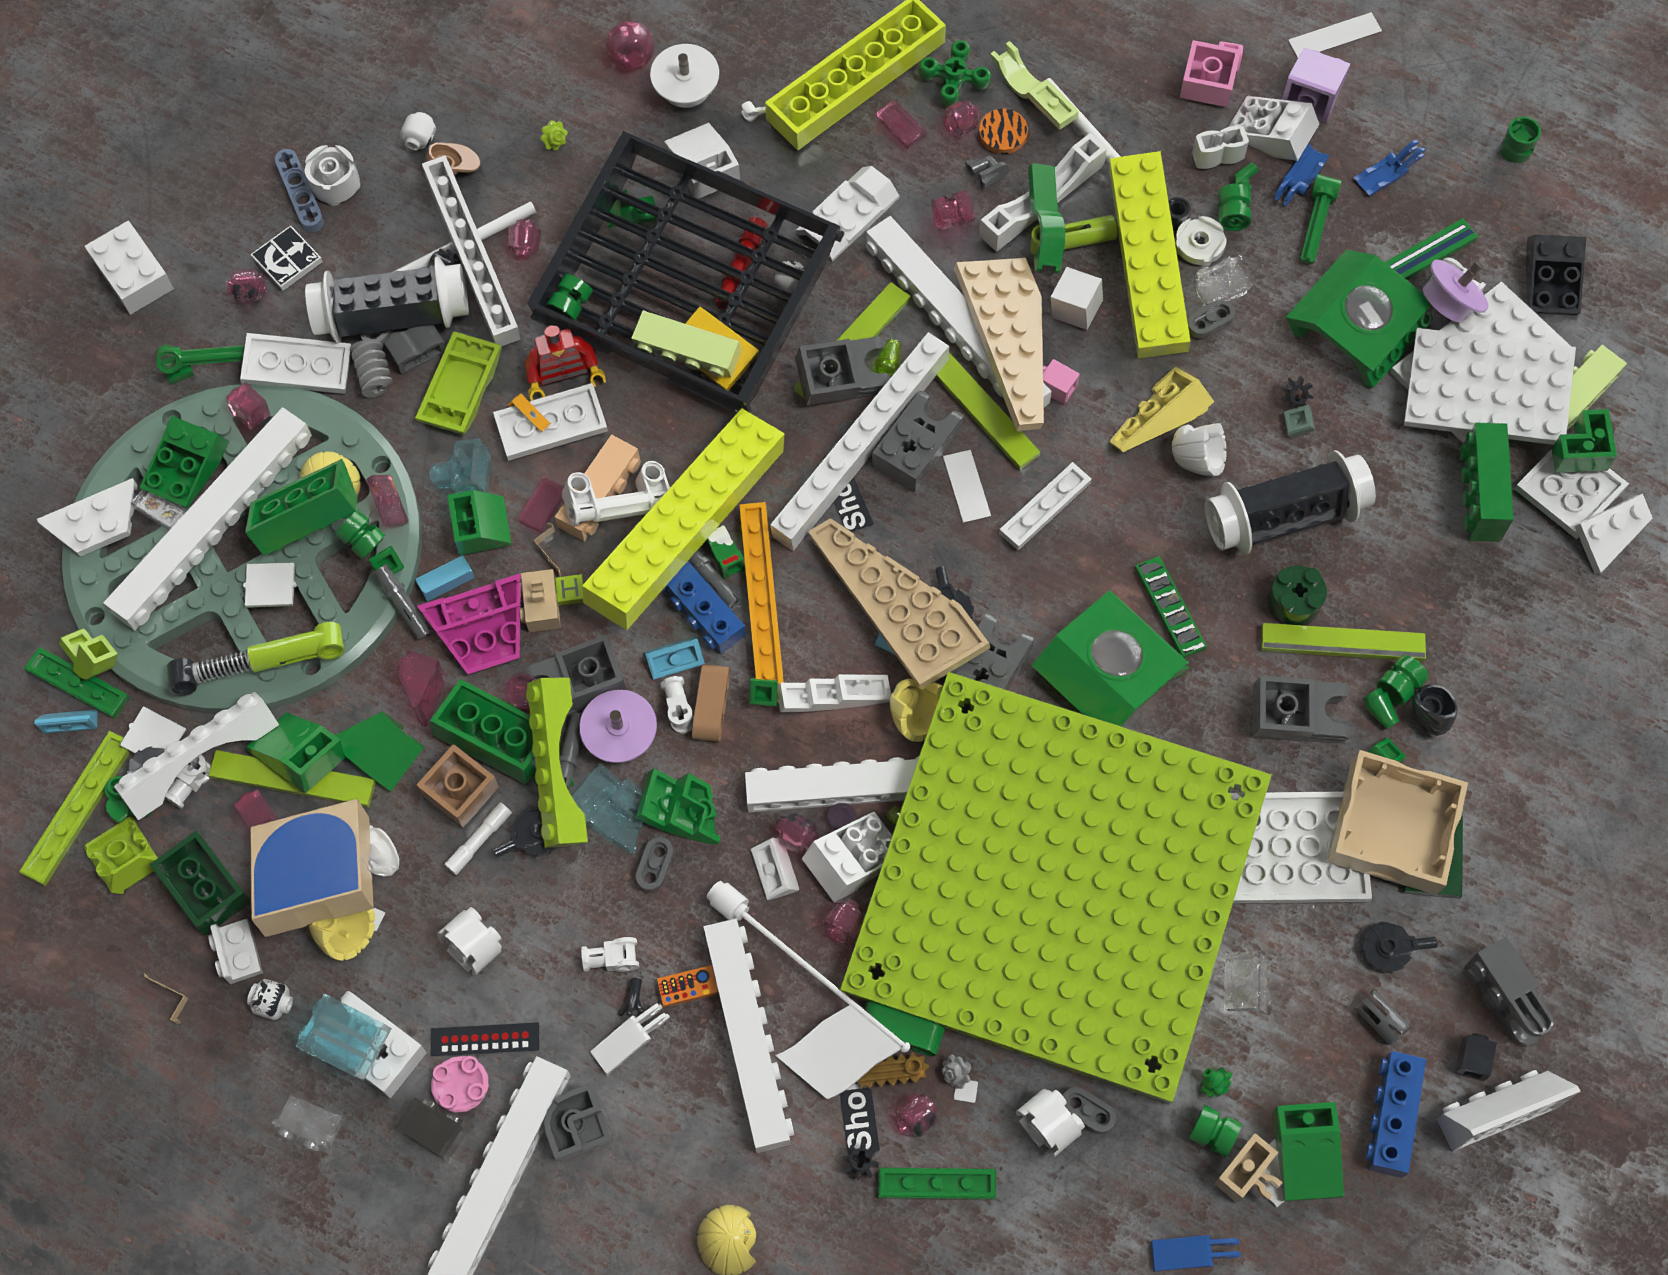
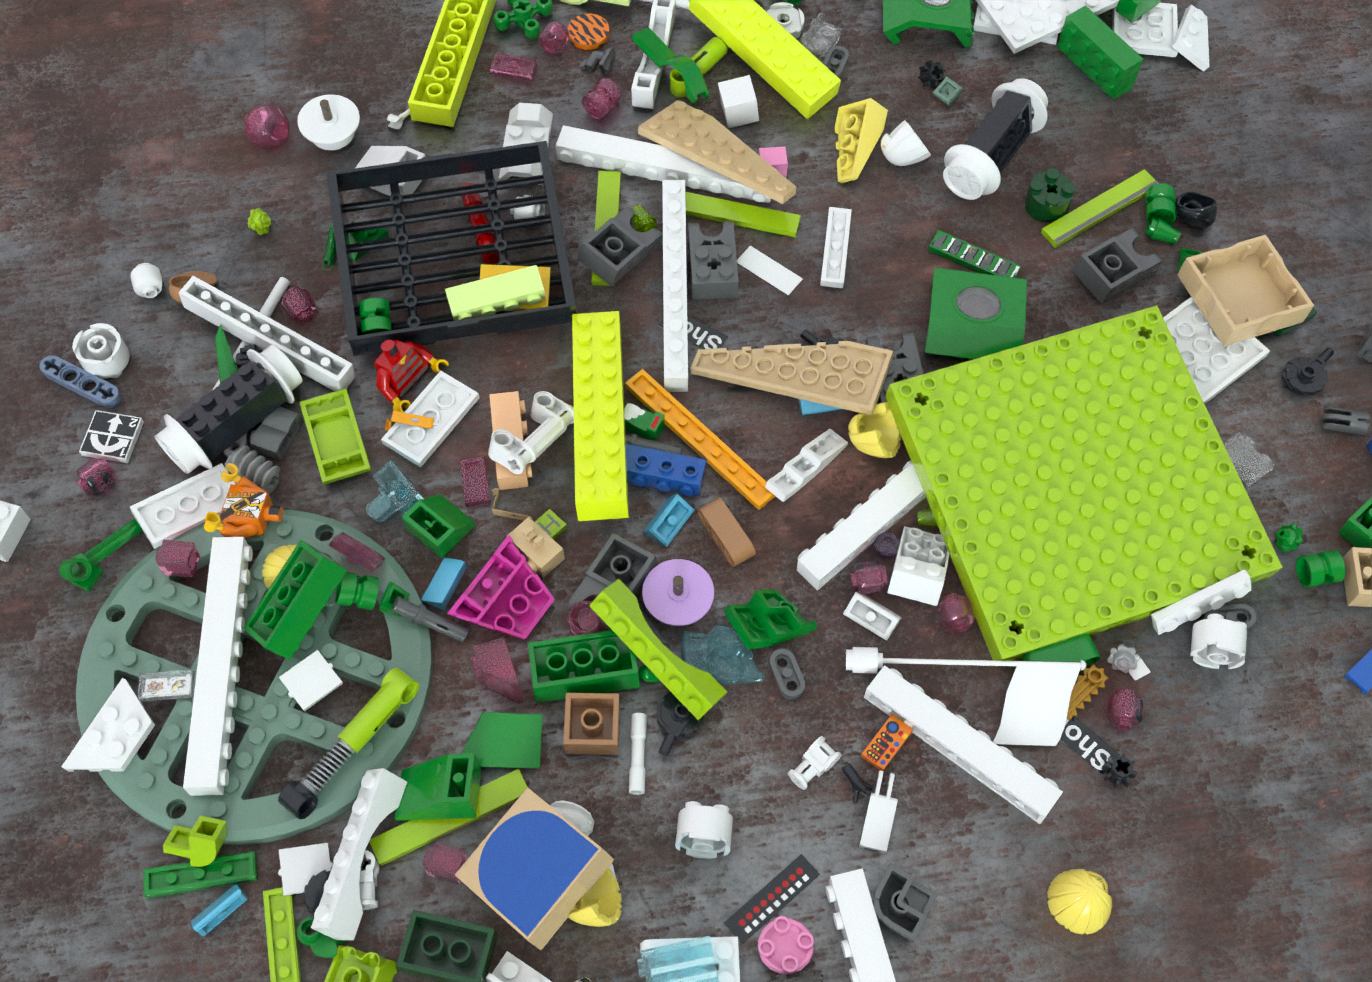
camera: 40 degrees left, 5 degrees down
(183, 462) = (159, 634): green slope -> none
(328, 401) = (244, 510): none -> torso
(422, 251) = (225, 359): none -> green bar
(677, 705) = (703, 550): white connector -> none
(763, 692) = (761, 495): green slope -> none
(937, 1183) = (1179, 746): green tile -> none
(1068, 1075) = (1201, 602): none -> white plate

